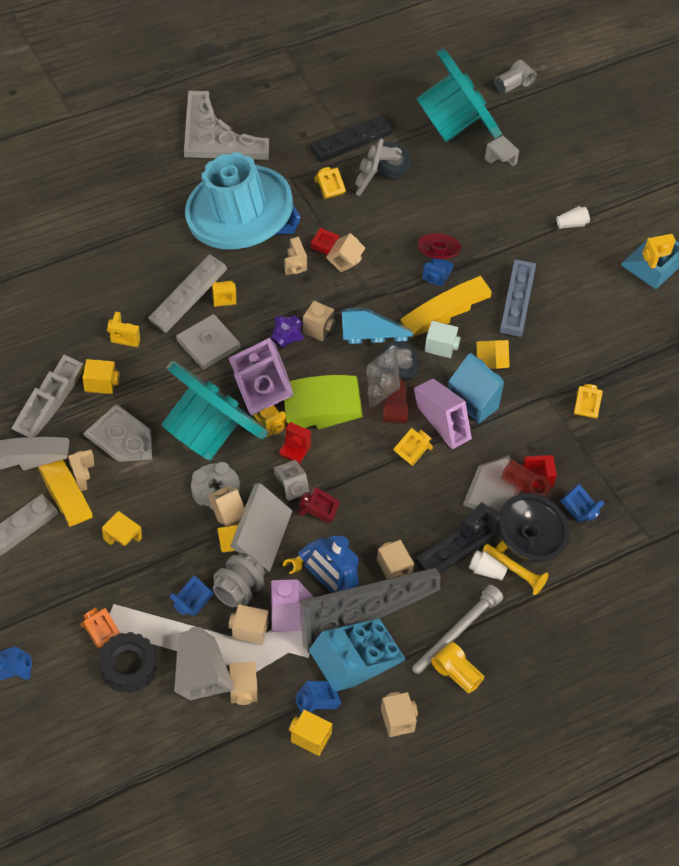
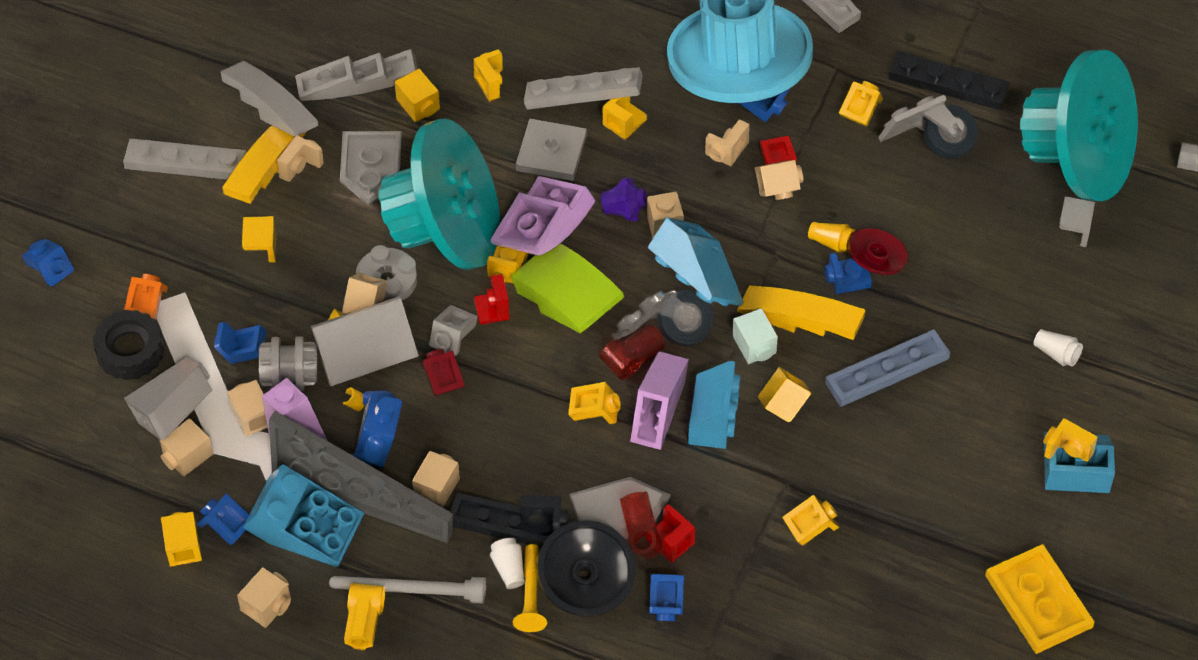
camera: 55 degrees right, 0 degrees up
(406, 258) = (831, 235): none -> yellow cone

